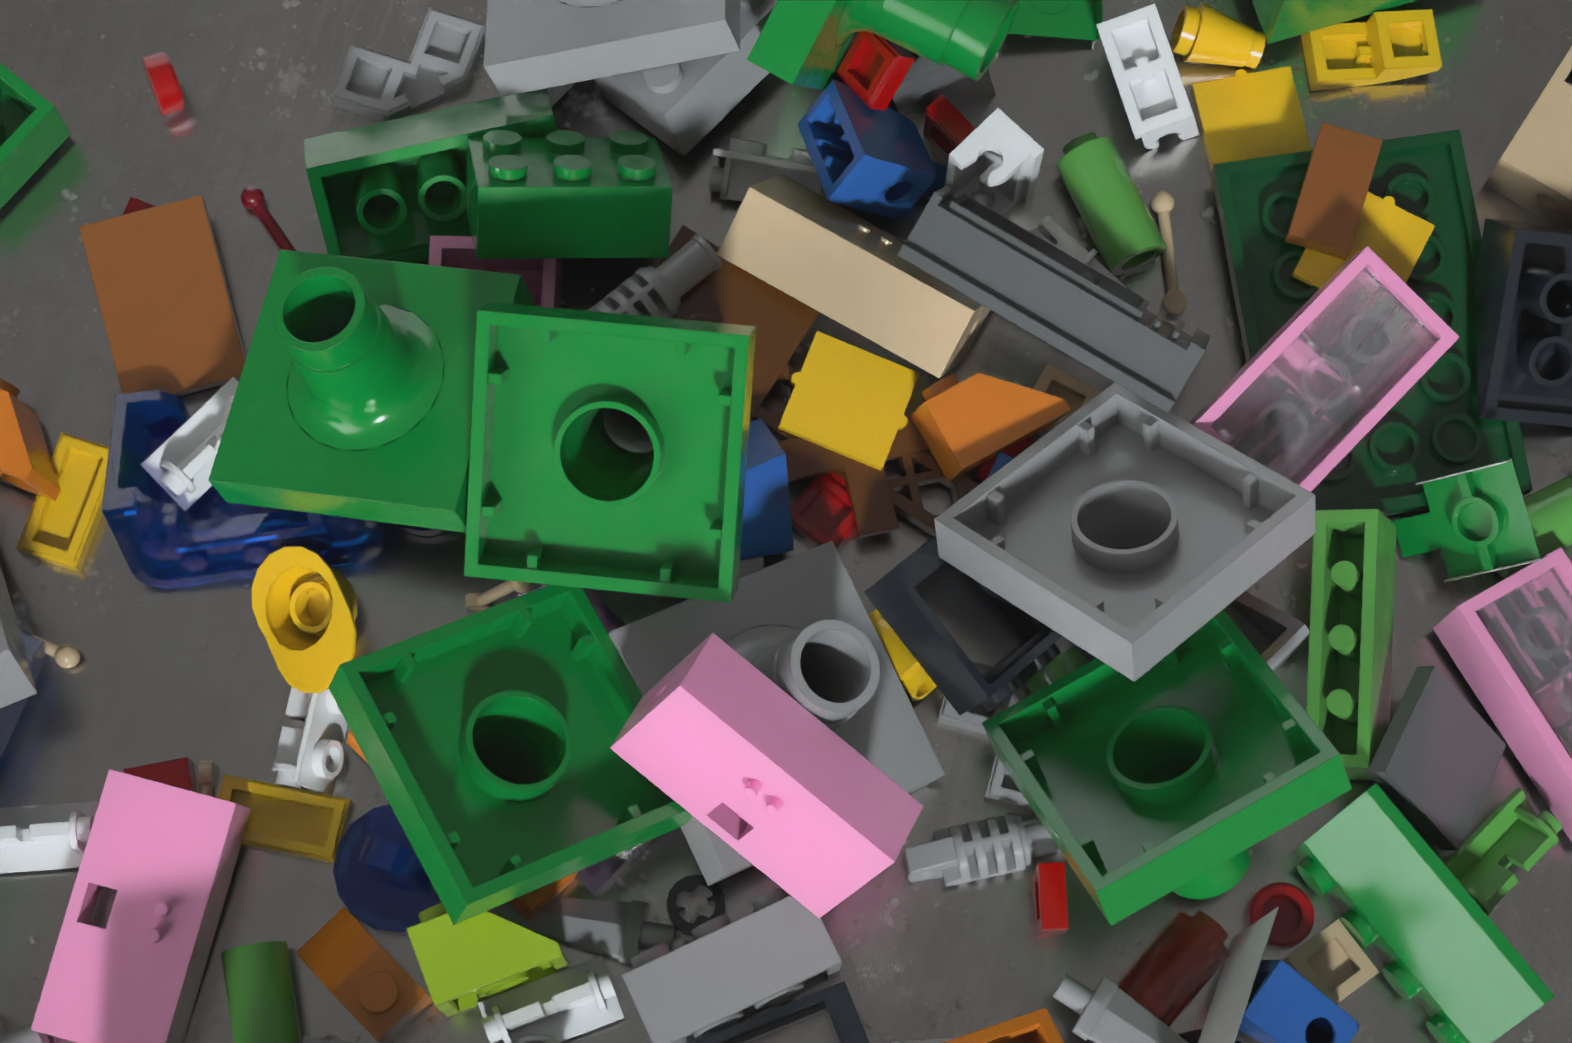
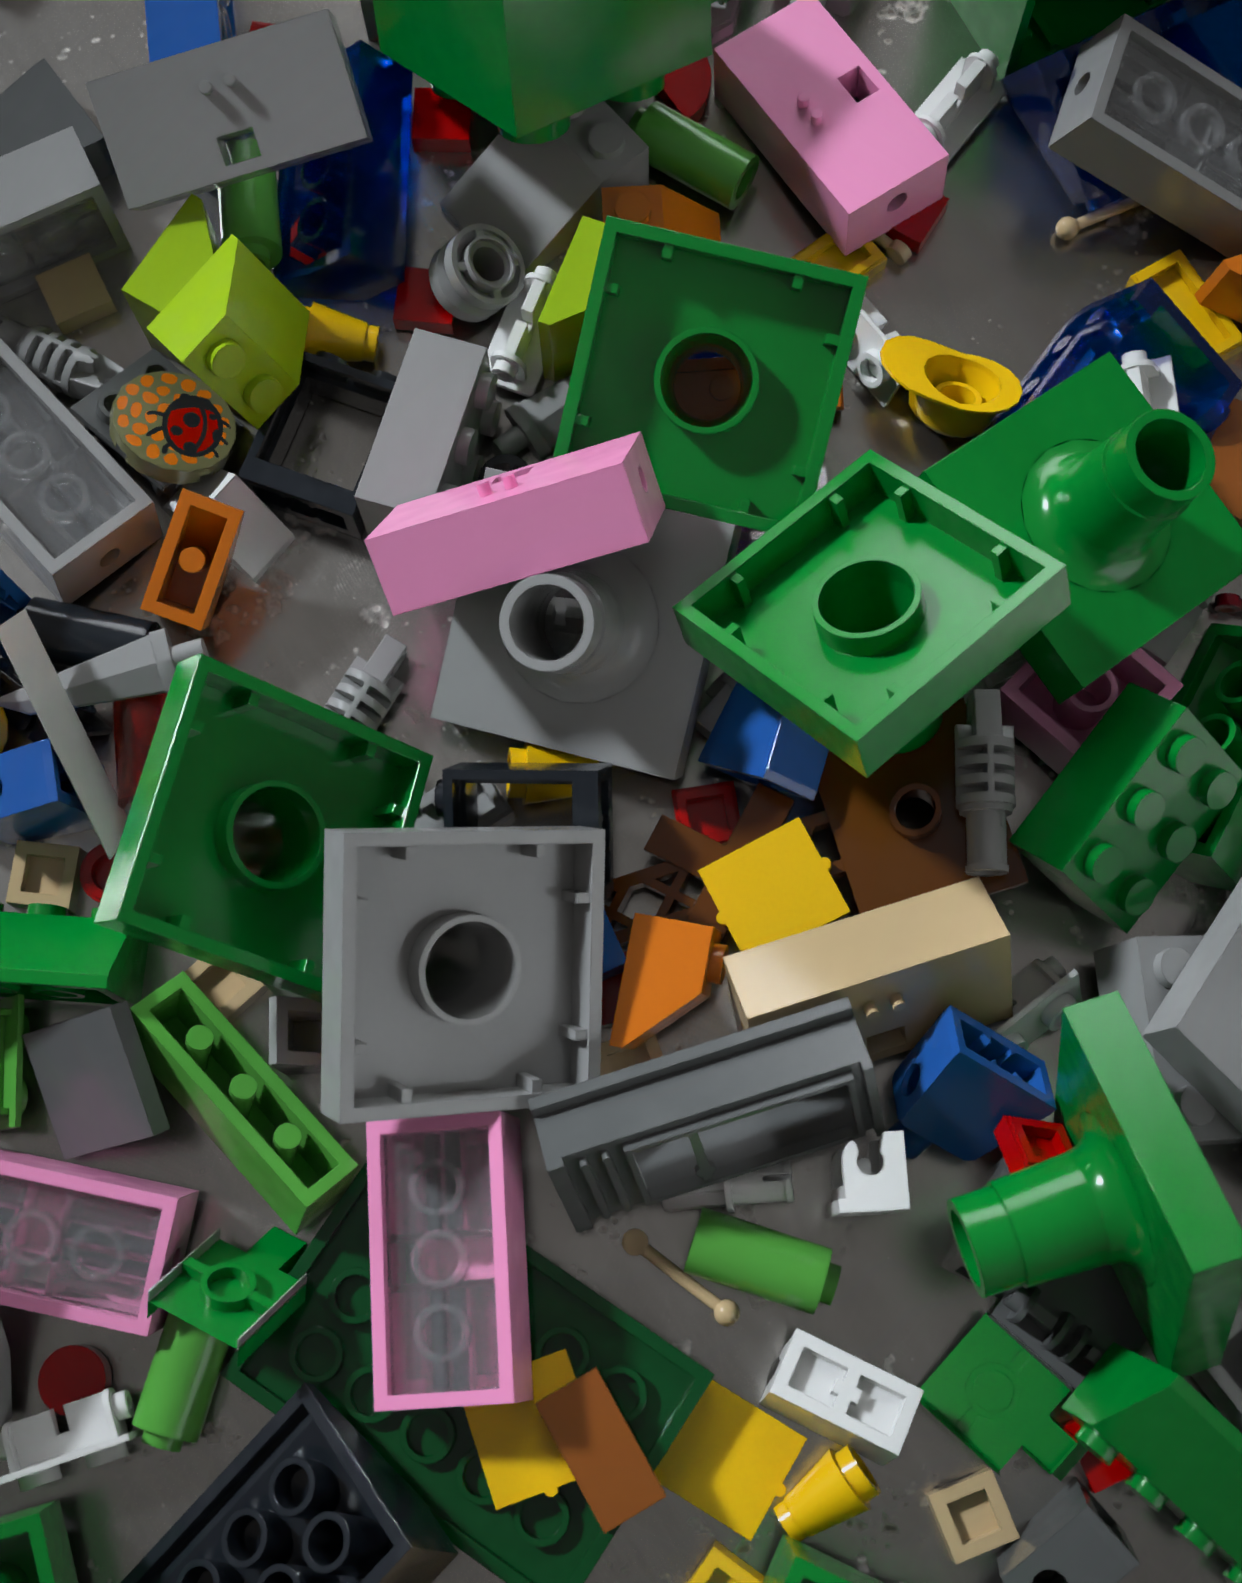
camera: 135 degrees right, 0 degrees up
(945, 125) = (937, 1185): red tile -> none

